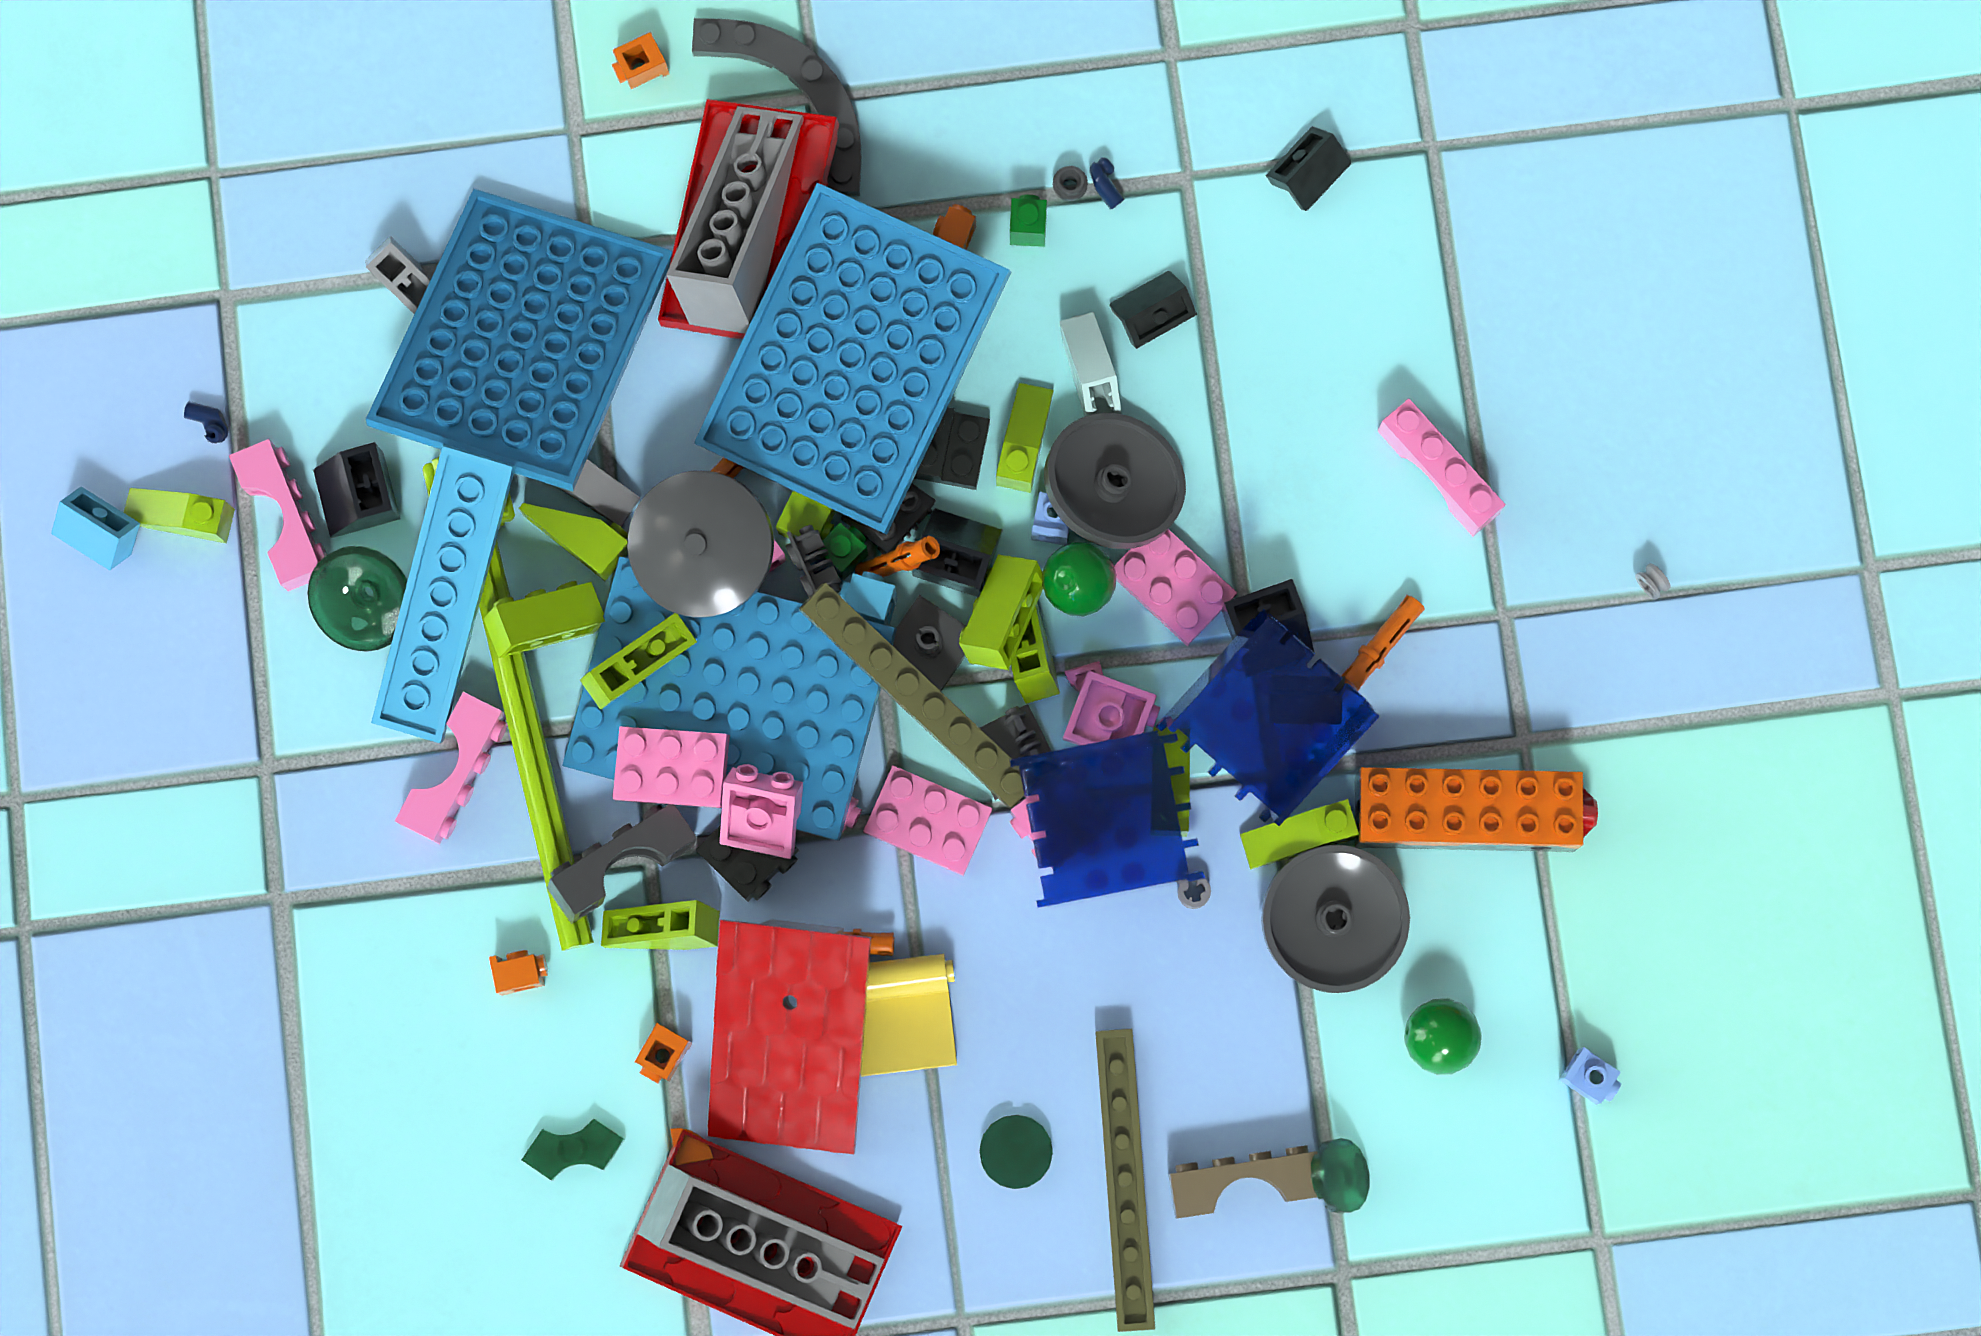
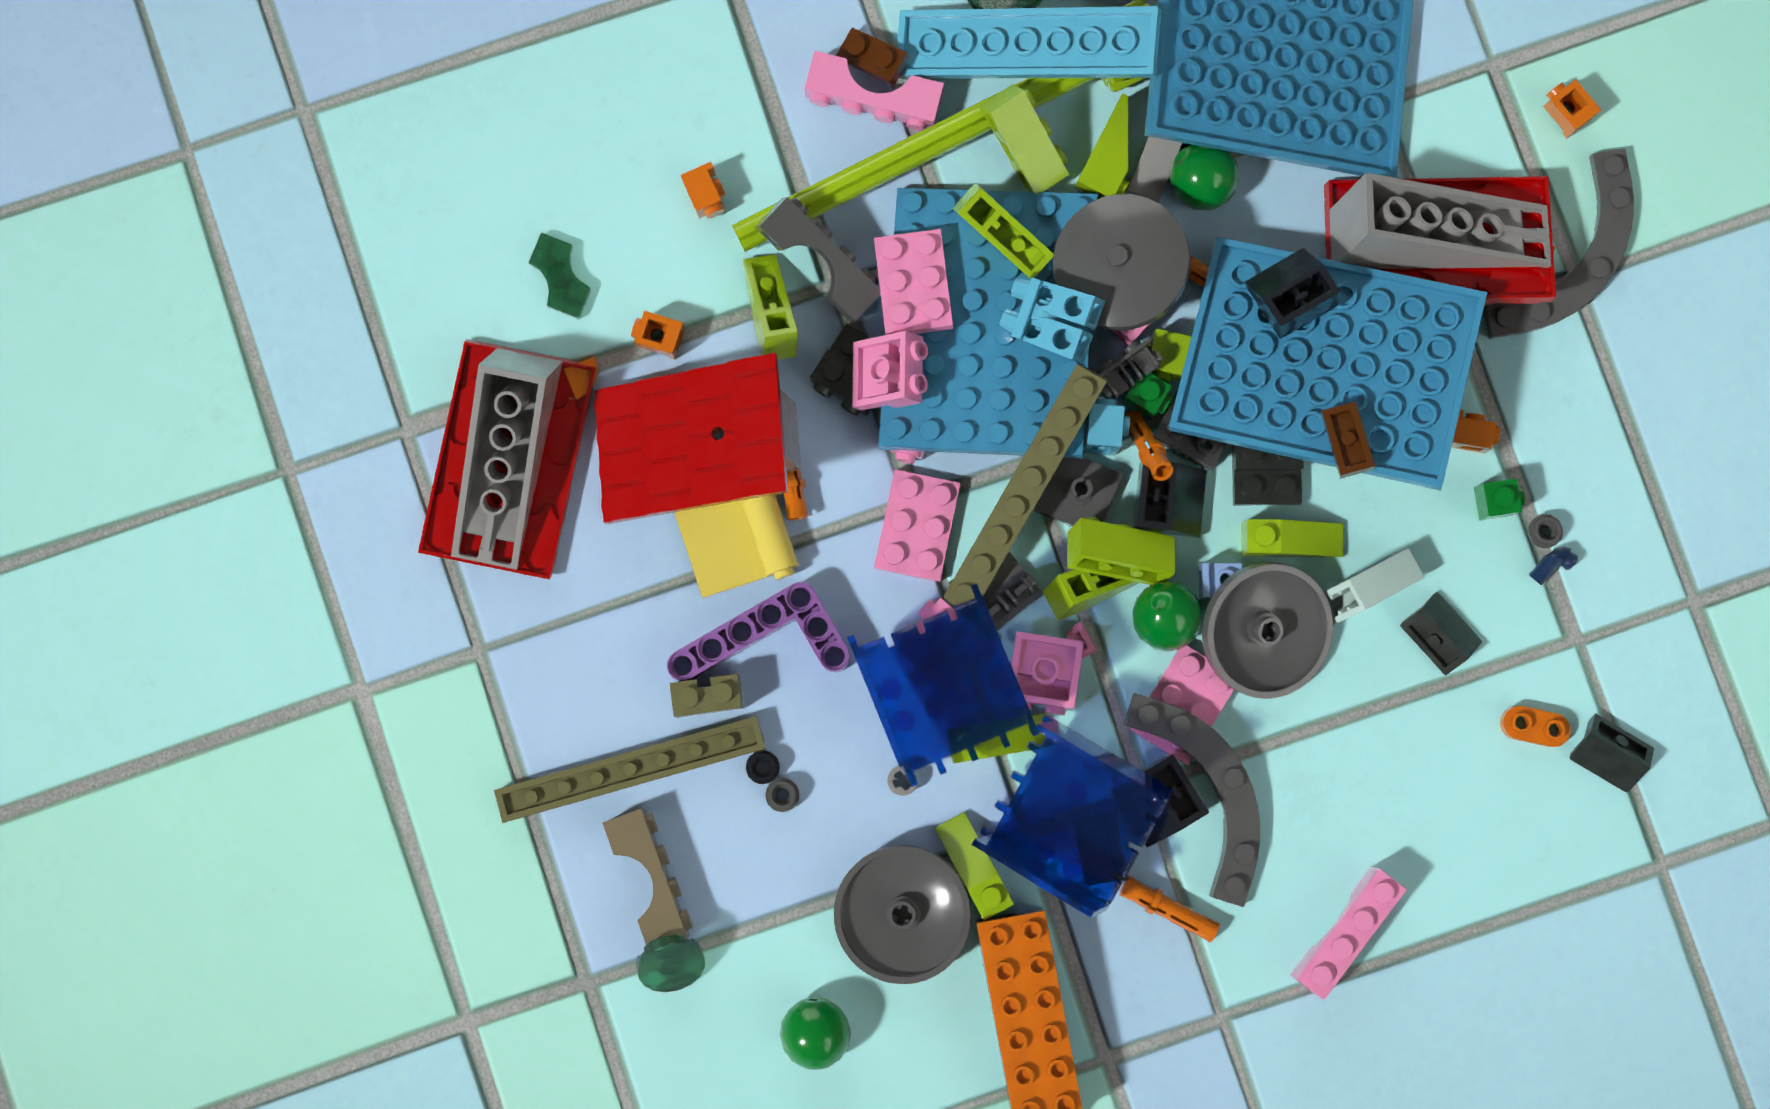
camera: 75 degrees right, 5 degrees up
(414, 761) = (873, 56): none -> reddish brown plate
(627, 444) = (1204, 177): none -> green piece
(735, 635) = (1040, 317): none -> medium azure hips
(772, 375) = (1294, 292): none -> black slope
(940, 352) = (1347, 440): none -> reddish brown plate
(1004, 1008) = (761, 630): none -> medium lavender beam
(1015, 1151) = (635, 667): clear green tile -> none
(1066, 1062) = (693, 700): none -> olive brick
(1154, 1025) = (751, 767): none -> black plate
(1187, 1010) = (771, 792): none -> dark grey plate
(1261, 554) = (1229, 781): none -> dark grey plate
(1268, 236) = (1536, 726): none -> orange plate

